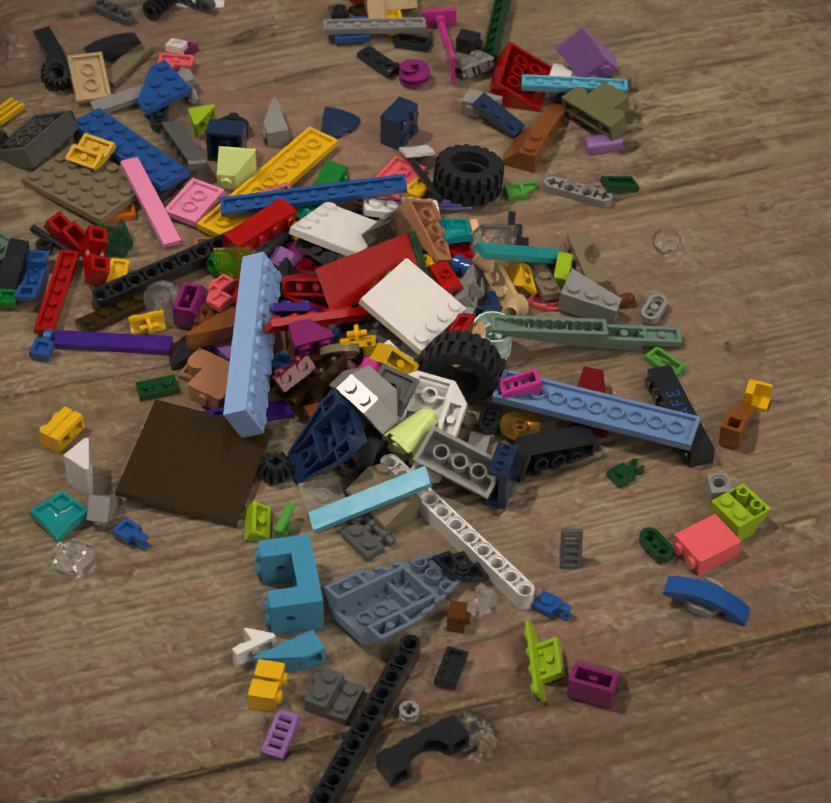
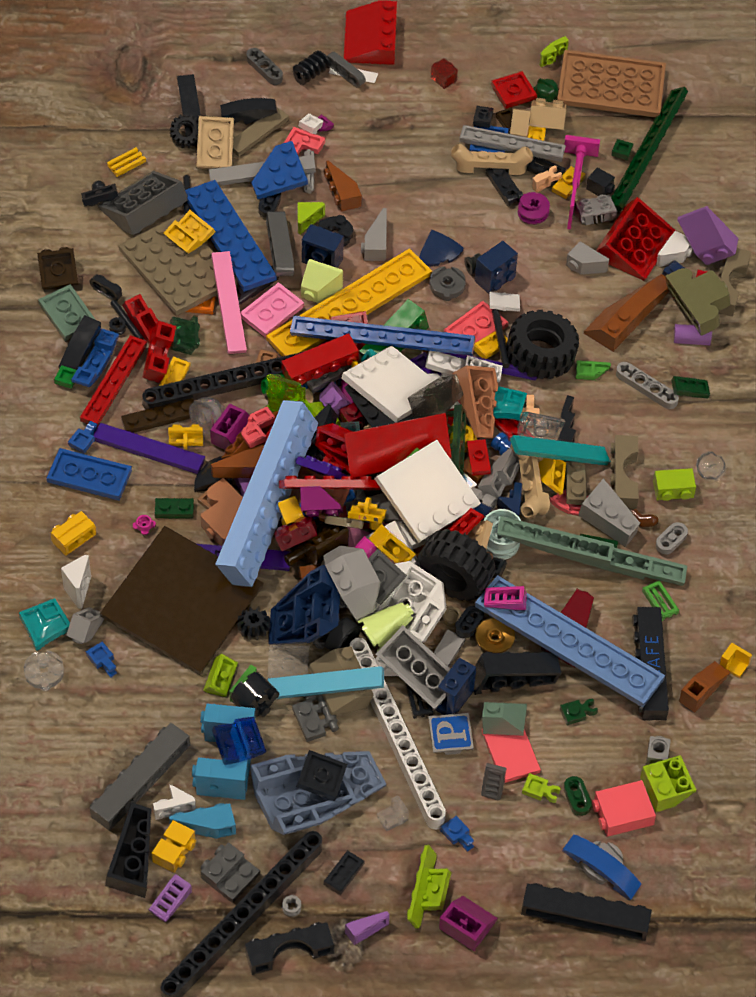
camera: 15 degrees right, 10 degrees up
(21, 216) = (105, 287): none -> black plate
(60, 376) = (89, 474): none -> blue plate
(131, 407) = (144, 519): none -> dark pink plate
(207, 630) = (139, 776): none -> dark grey brick
(227, 91) = (345, 188): none -> dark orange slope
(227, 706) = (130, 861): none -> black wedge
(280, 353) = (289, 510): none -> yellow panel
(302, 522) = (255, 693): none -> black brick
(304, 565) = (239, 740): none -> clear blue slope
(348, 148) = (447, 291): none -> dark grey plate
(373, 127) = (470, 263): none -> pearl dark grey wheel
(382, 41) = (514, 162): none -> tan plate
(398, 580) = (321, 775): none -> black plate
(415, 49) = (543, 180): none -> light nougat plate
(435, 50) = (564, 186): none -> yellow plate
(458, 616) = (367, 822): reddish brown plate -> none
(461, 566) = (387, 772): black brick -> none
(471, 508) = (421, 712): none -> black tile
(477, 13) = (622, 149): none -> dark green plate
(493, 711) = (365, 927): none -> medium lavender slope
(498, 115) = (598, 279): dark blue plate -> none
(510, 519) = (451, 733): none -> piece
(557, 492) = (504, 718): none -> sand green slope
(562, 268) = (597, 473): lime slope -> none
(566, 83) = (679, 260): medium azure tile -> none
(572, 513) = (513, 753): none -> coral tile
(614, 547) = (538, 787): none -> lime plate
(638, 263) = (674, 484): none -> lime brick
(708, 644) = (586, 911): none -> black brick

